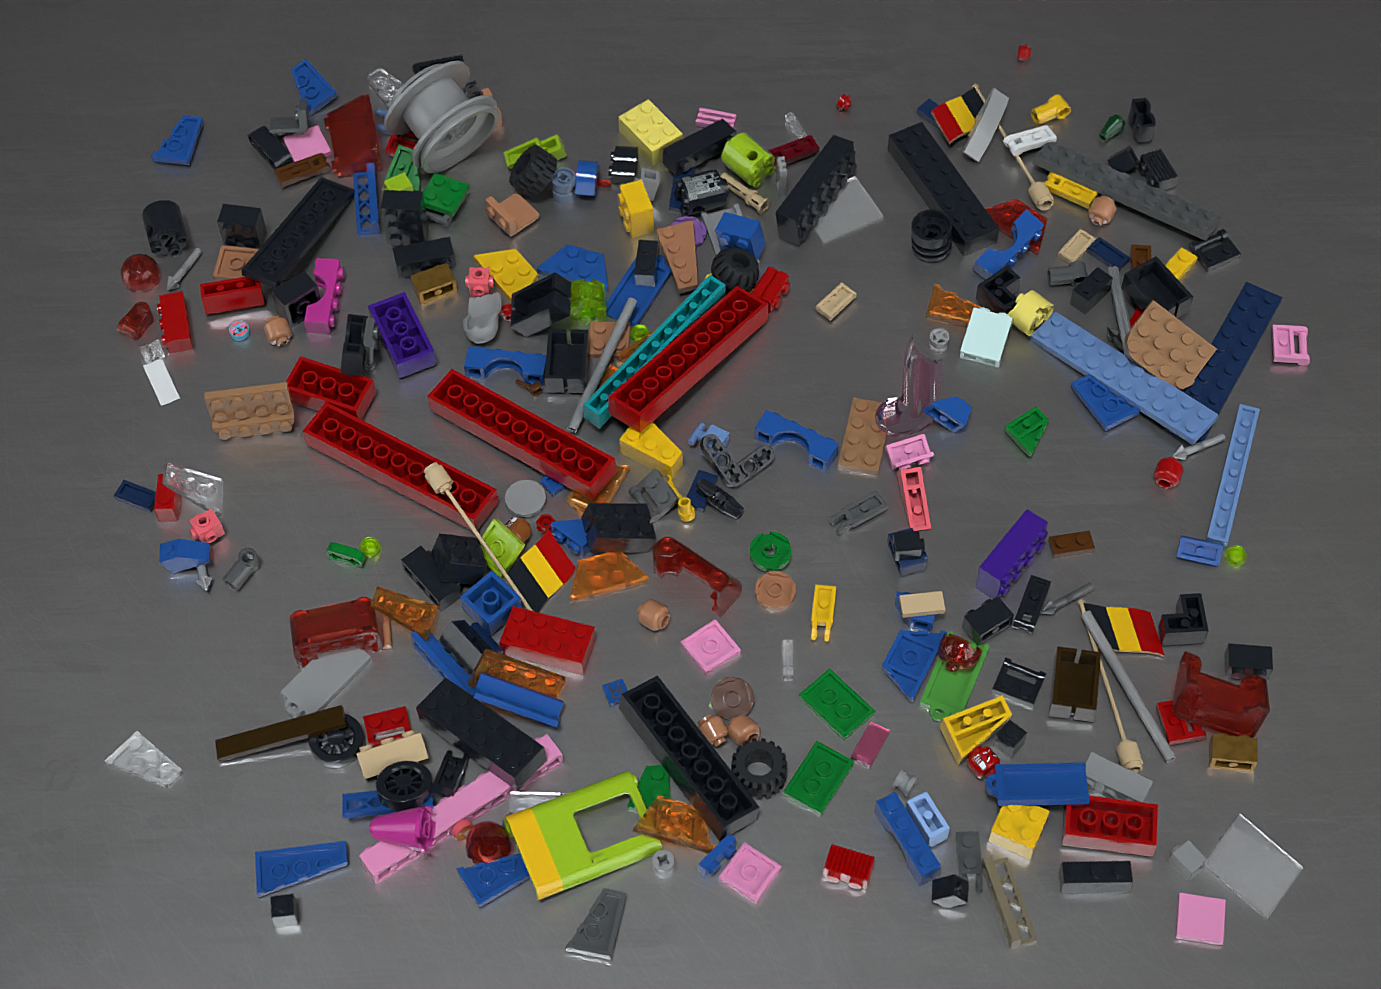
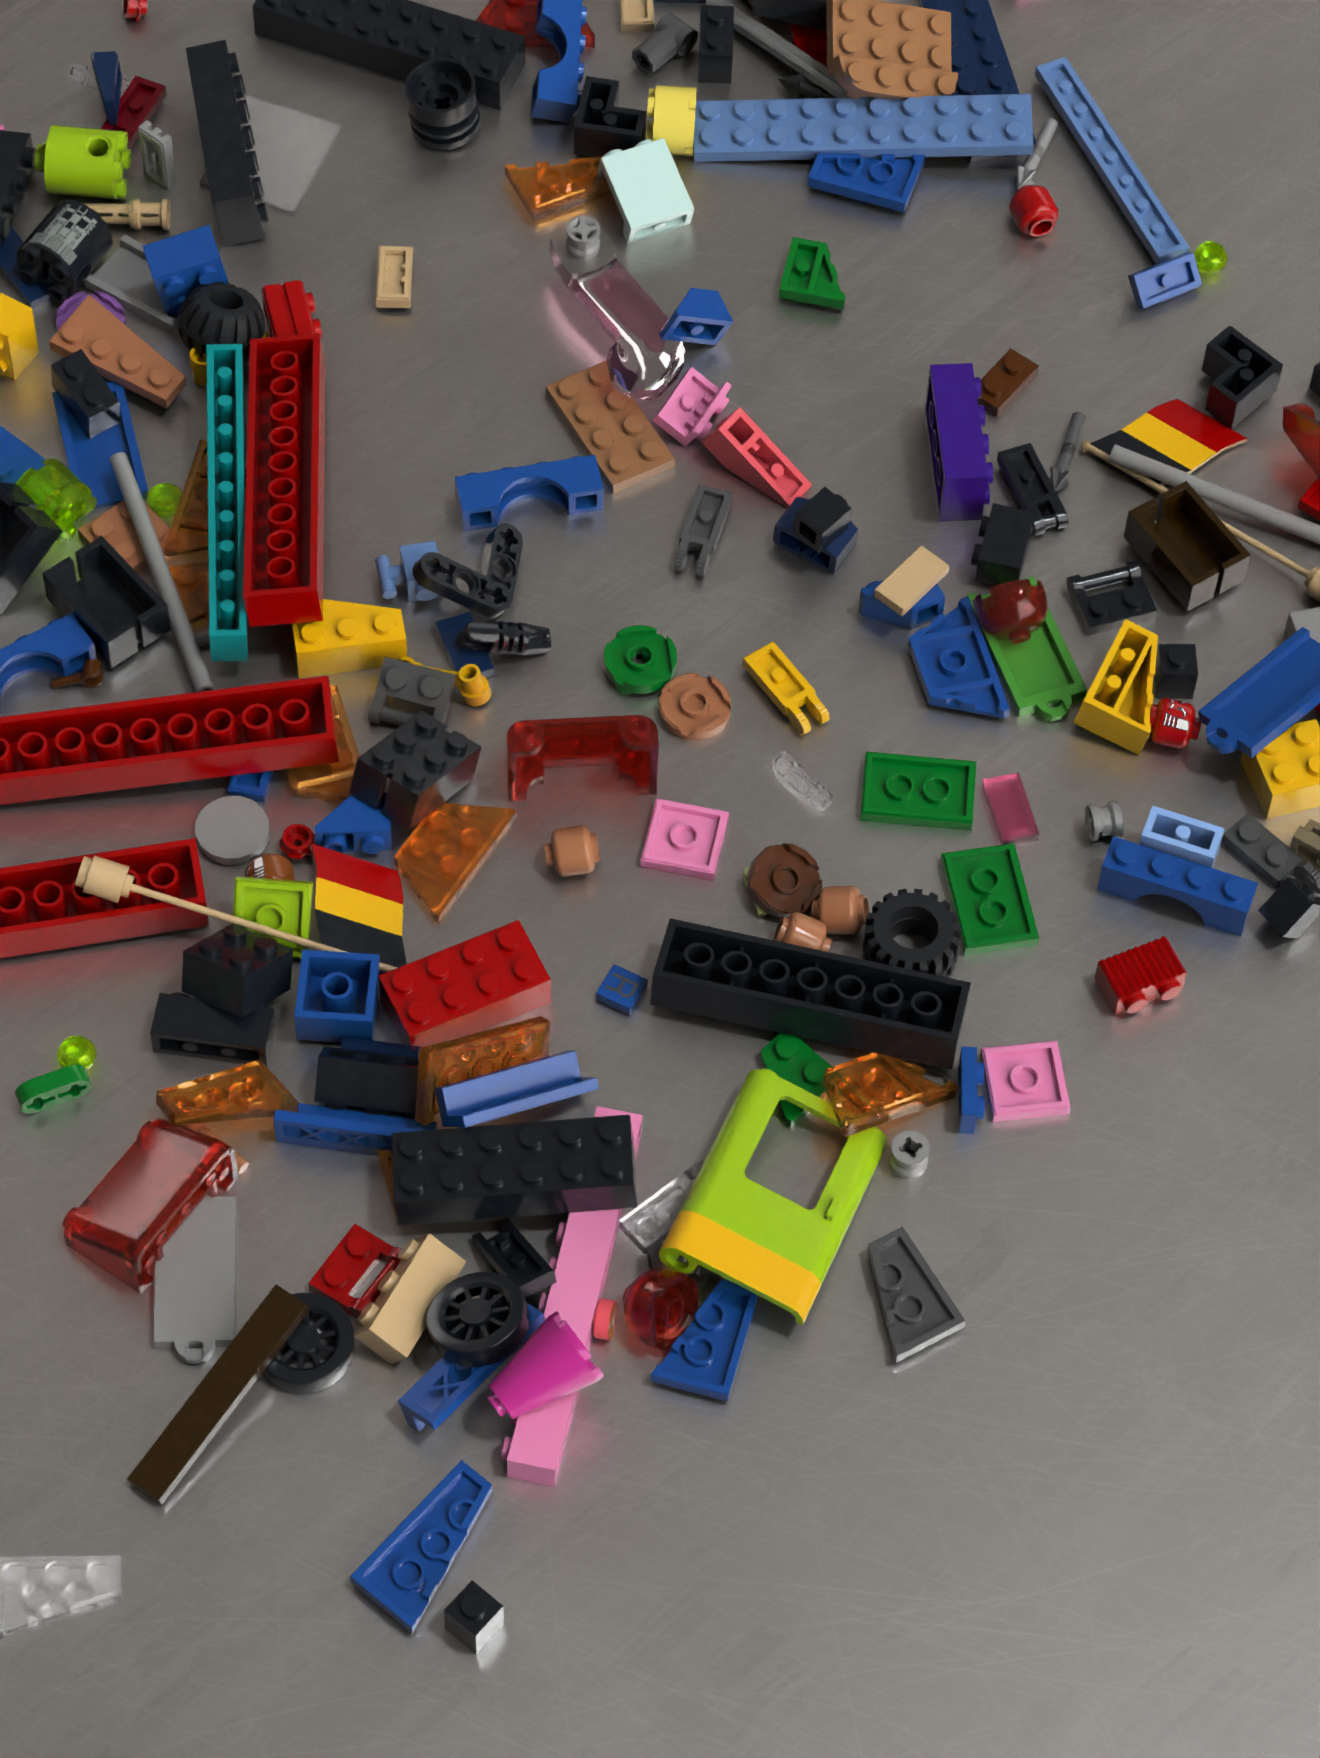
camera: 45 degrees left, 0 degrees up
(793, 129) = (109, 82): none -> dark blue slope

